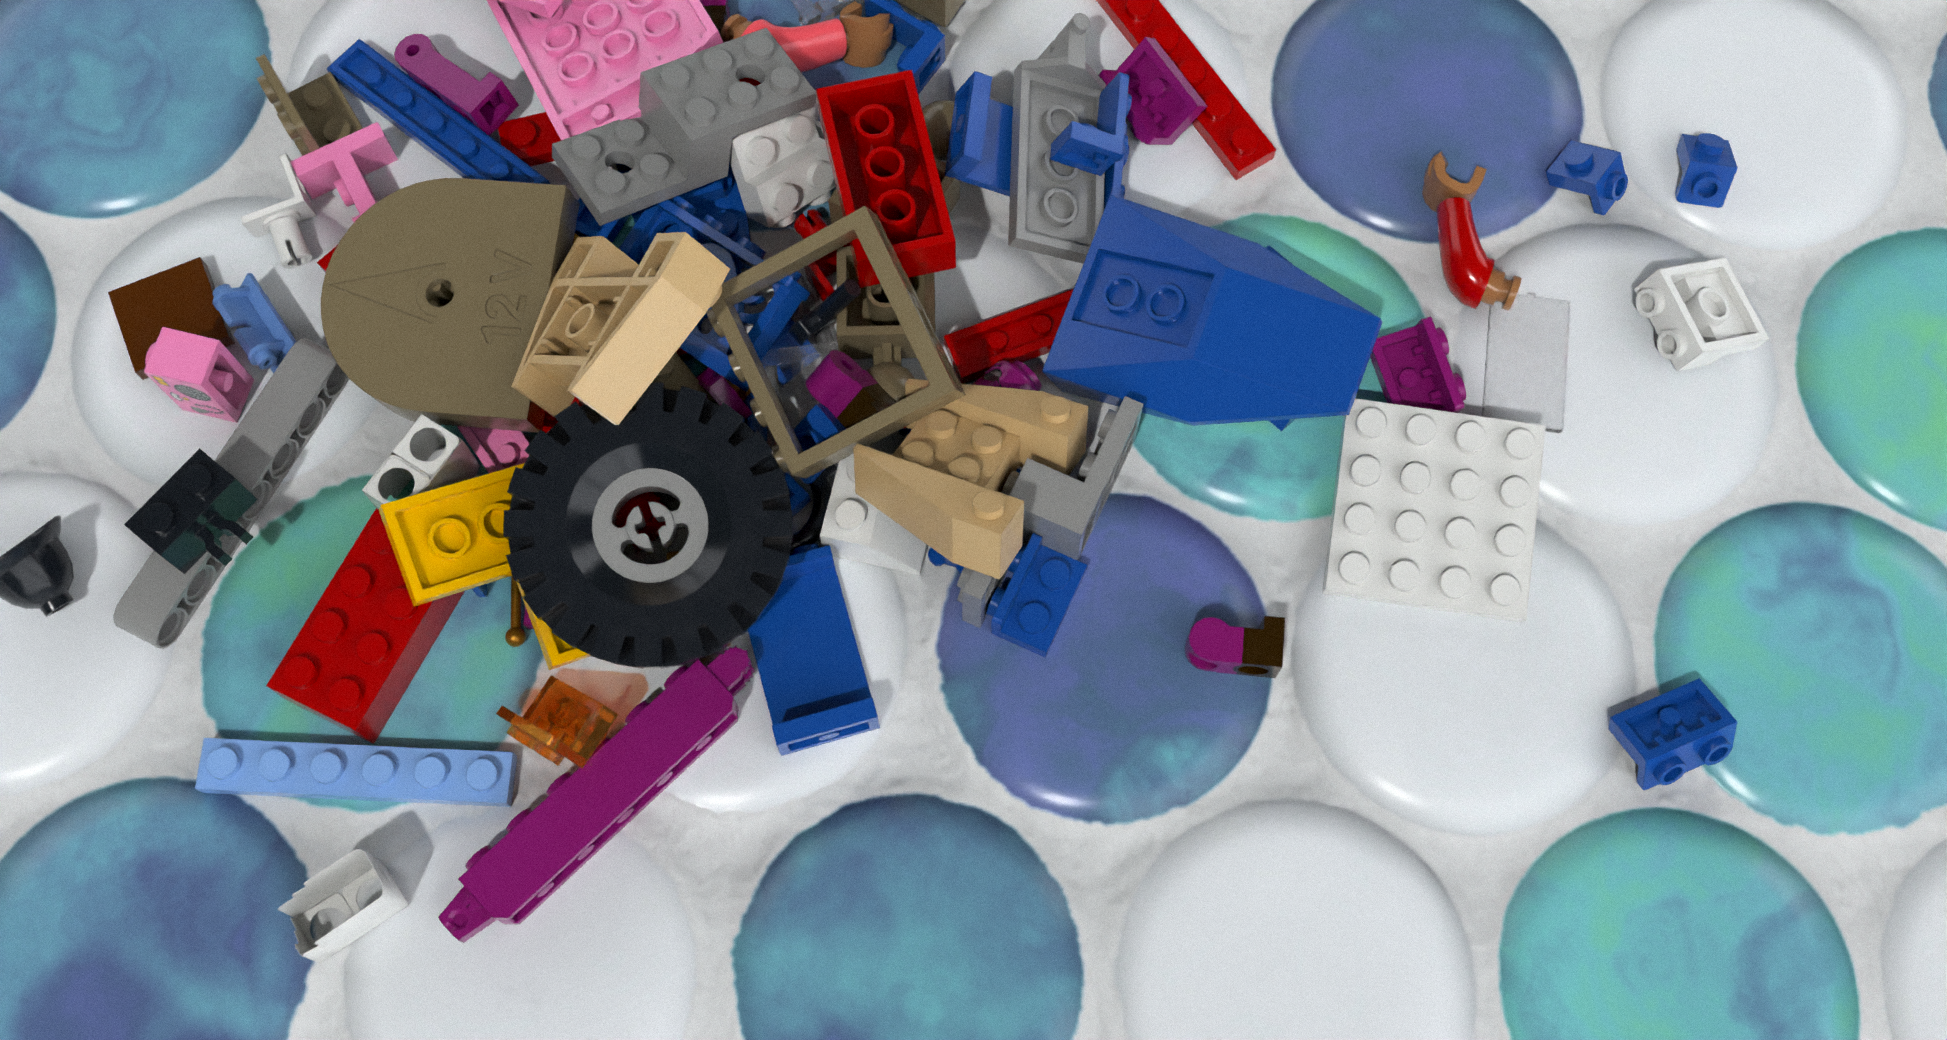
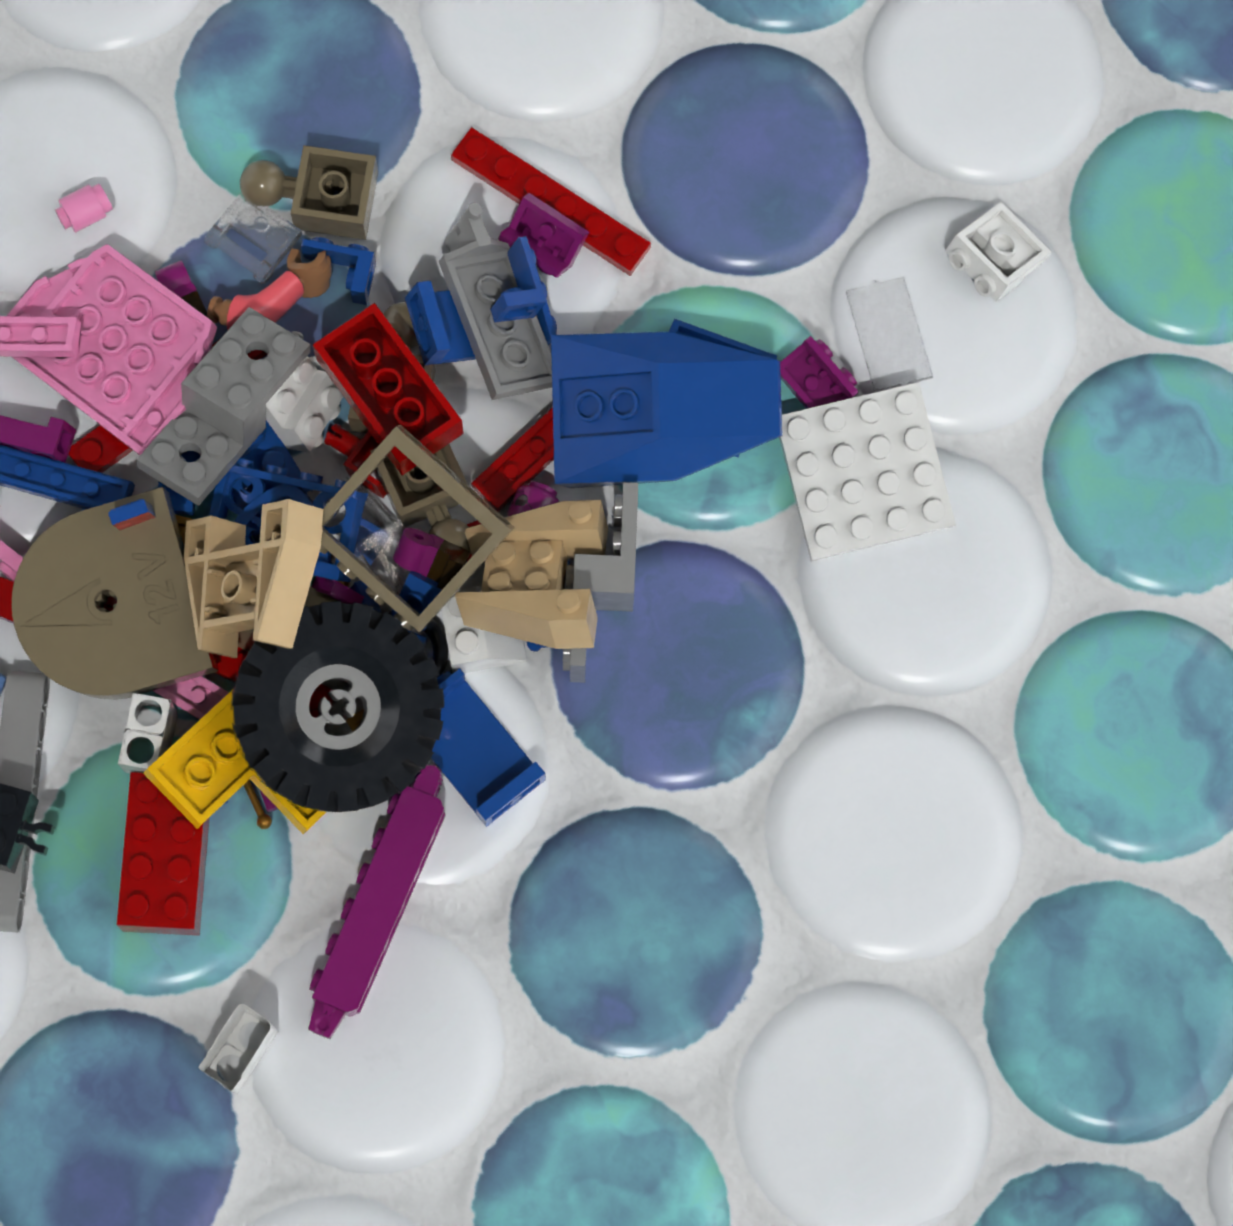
camera: 25 degrees left, 5 degrees up
(356, 772) = (199, 959): light blue plate -> none
(510, 198) = (131, 514): none -> blue tile
(561, 723) = (330, 865): clear orange bracket -> none
(825, 313) = (383, 502): black bar -> none
(1035, 597) = (616, 646): blue bracket -> none
(1237, 650) = (769, 626): leg -> none
(1463, 260) = (818, 279): piece -> none
(1590, 172) = (883, 173): blue bracket -> none
(1675, 733) = (1082, 564): blue bracket -> none
(1706, 169) = (964, 136): blue bracket -> none

